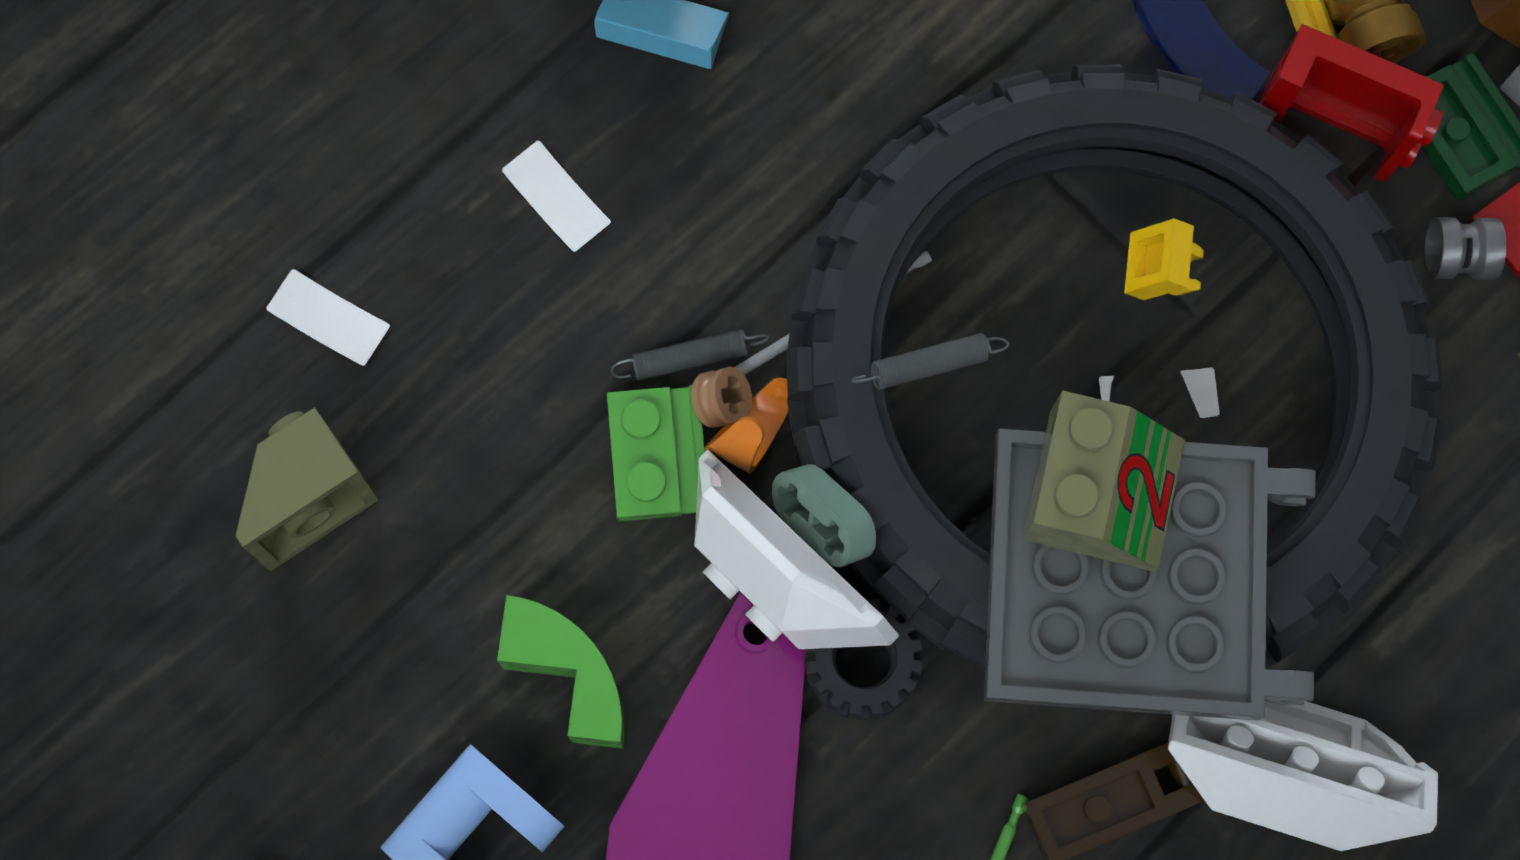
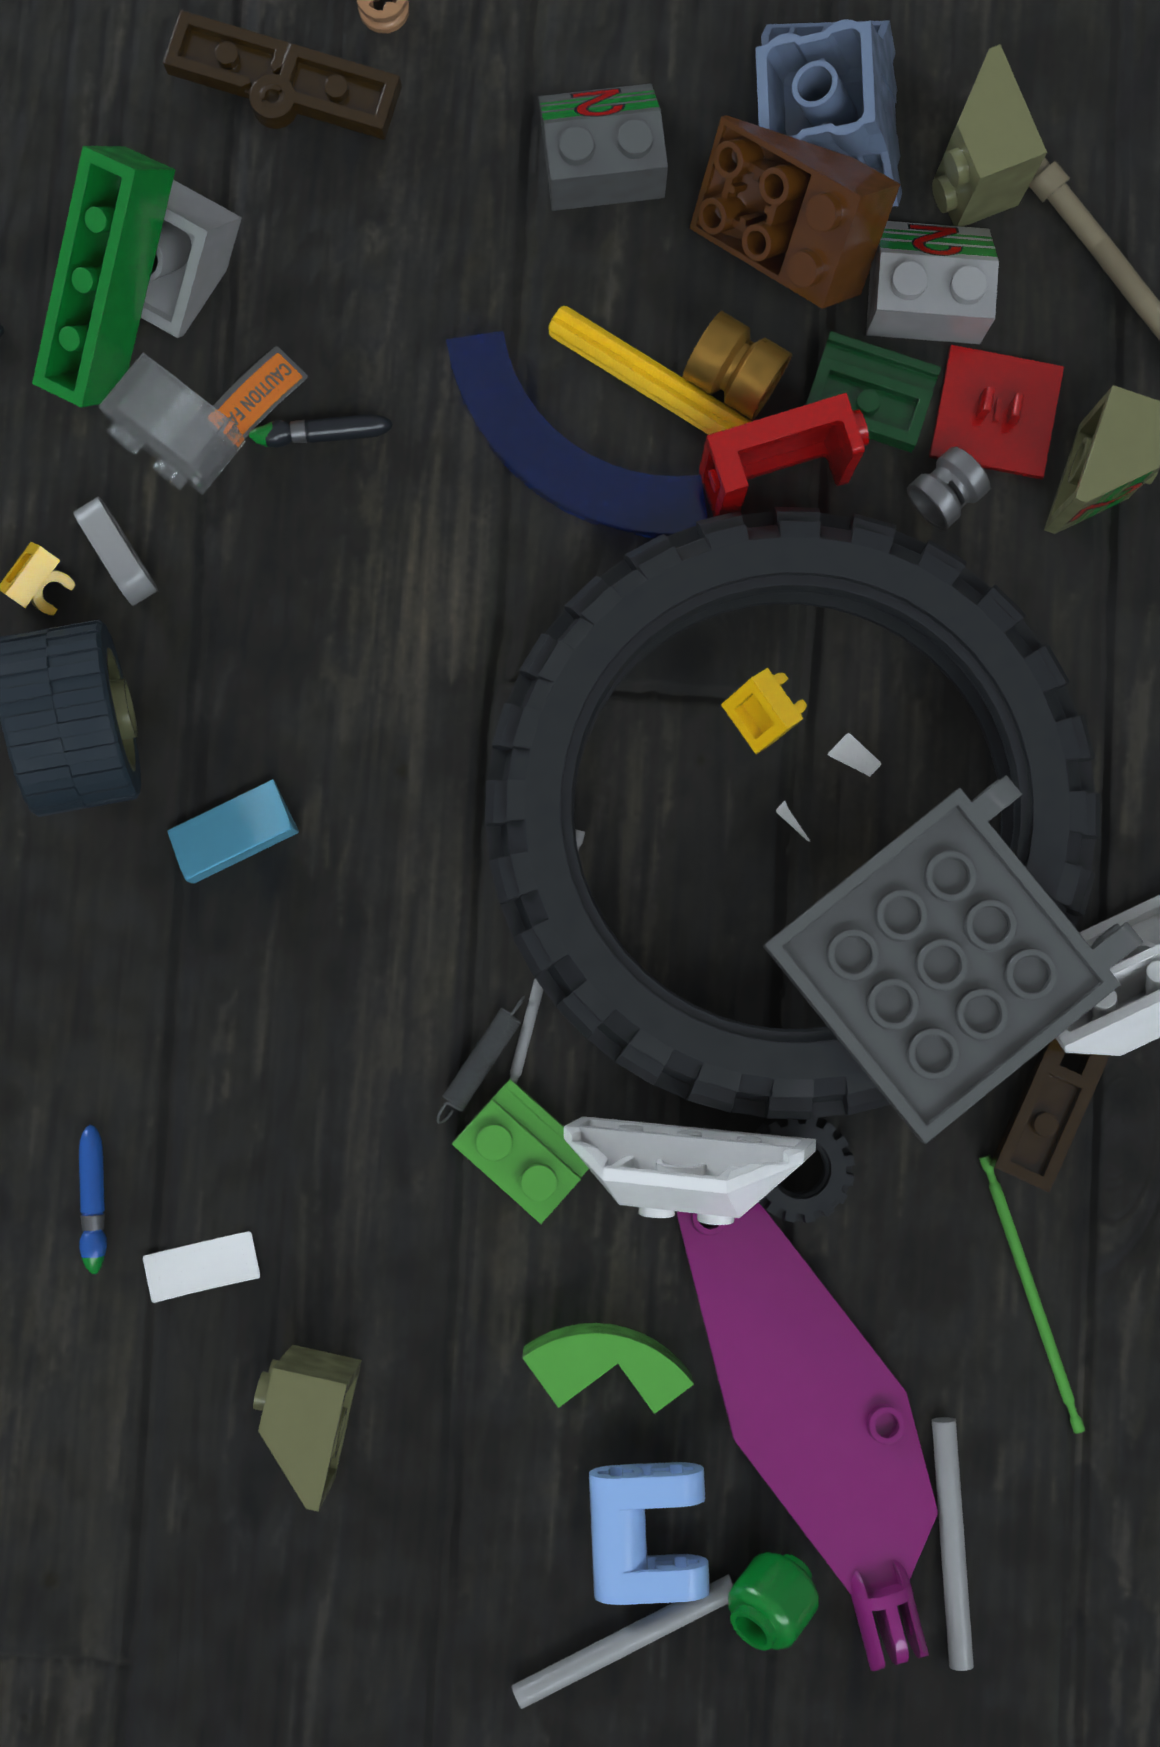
camera: 40 degrees left, 10 degrees up
(296, 193) = (92, 1205): none -> blue piece
(555, 196) = (278, 1029): white sticker -> none
(721, 397) = (524, 1083): medium nougat bush -> none
(751, 436) = (573, 1077): orange helmet -> none
(824, 515) = (692, 1106): sand green beam -> none
(930, 361) = (668, 931): dark grey piece -> none
(1104, 482) = (877, 926): olive slope -> none

